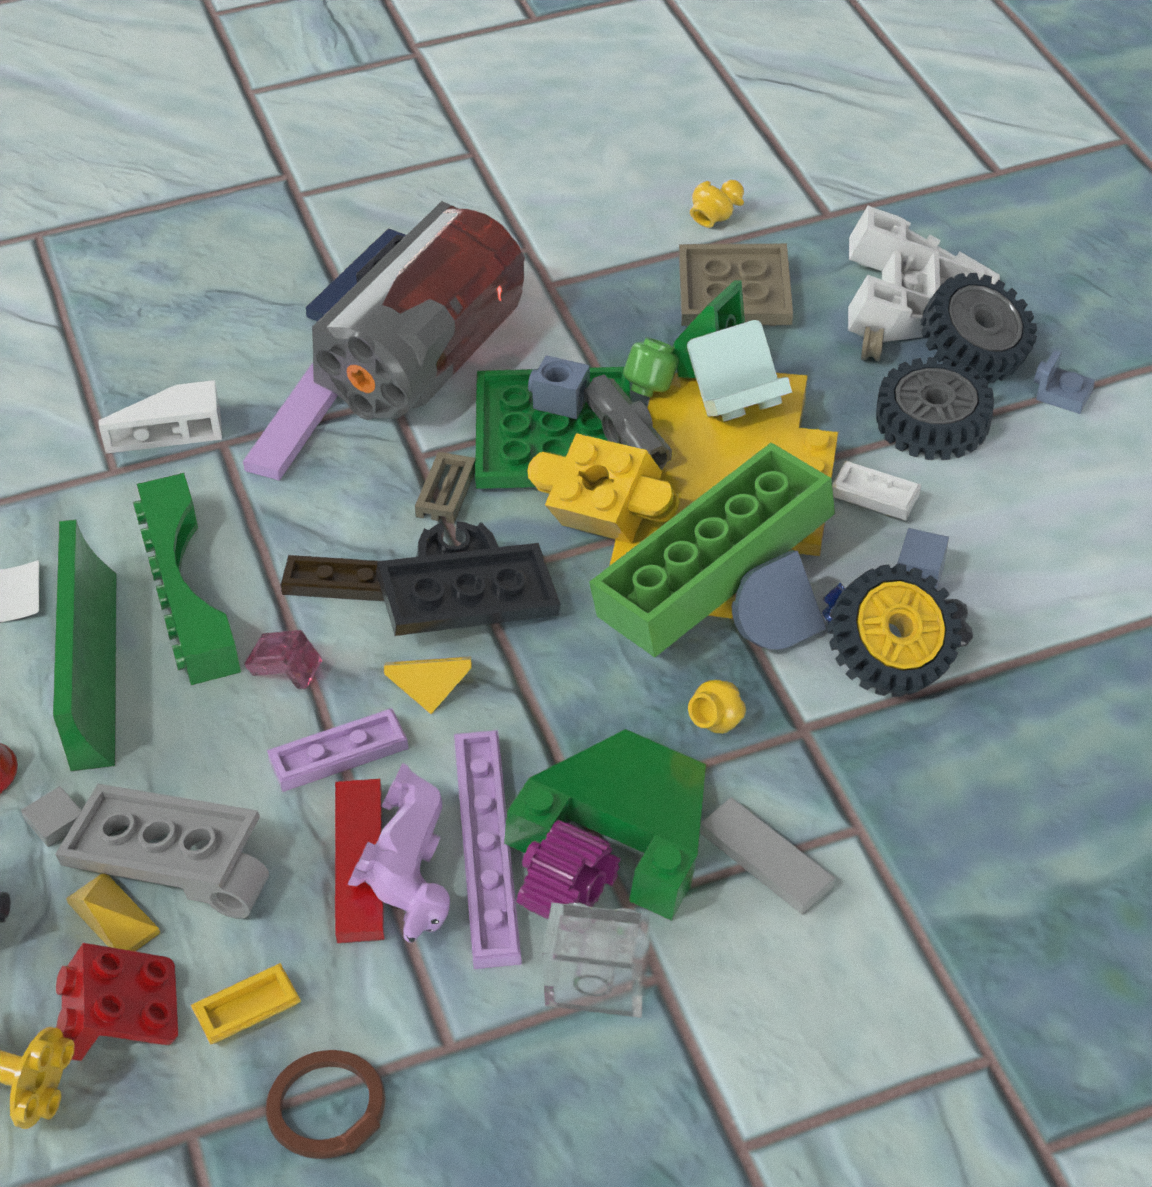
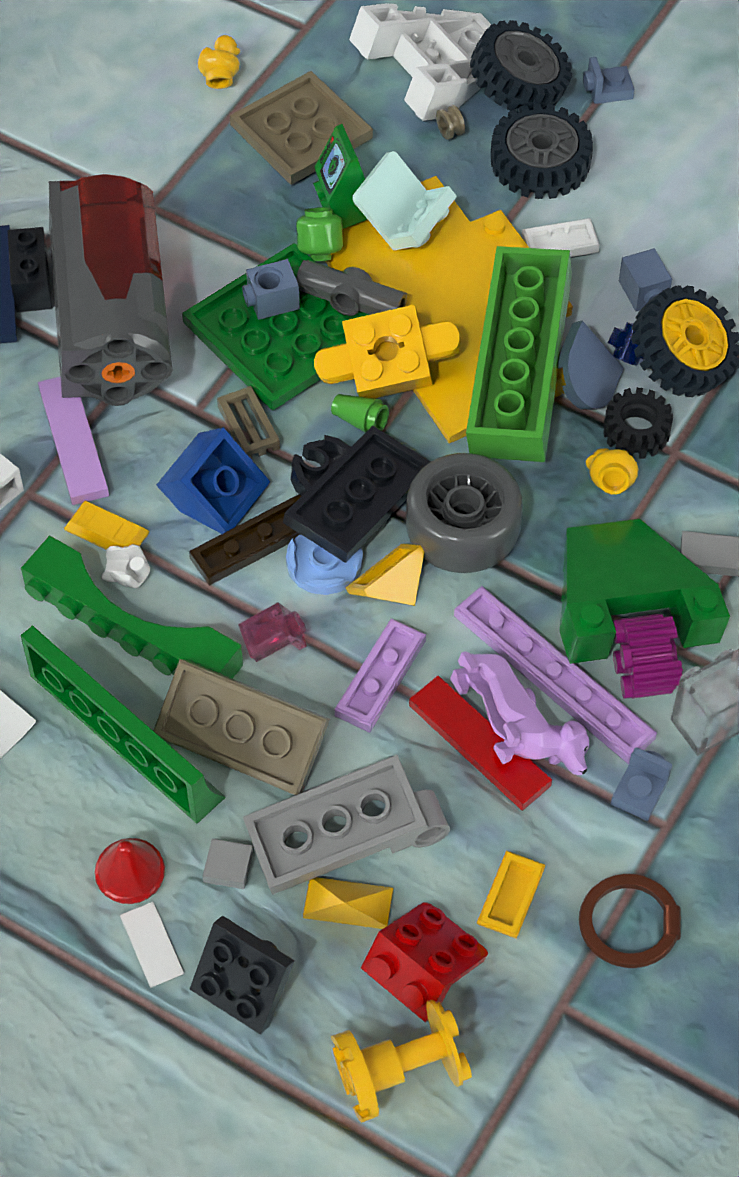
camera: 40 degrees left, 10 degrees up
(171, 711) = (241, 727): none -> dark tan tile
(229, 539) = (126, 566): none -> white arm
(248, 503) = (104, 527): none -> yellow tile
(364, 513) = (214, 481): none -> blue slope
(375, 637) = (318, 569): none -> light blue tile
(460, 992) = (642, 783): none -> sand blue bracket
(535, 655) = (464, 512): none -> dark grey wheel
(546, 530) = (361, 411): none -> bright green cone
(786, 699) = (639, 406): none -> black tyre

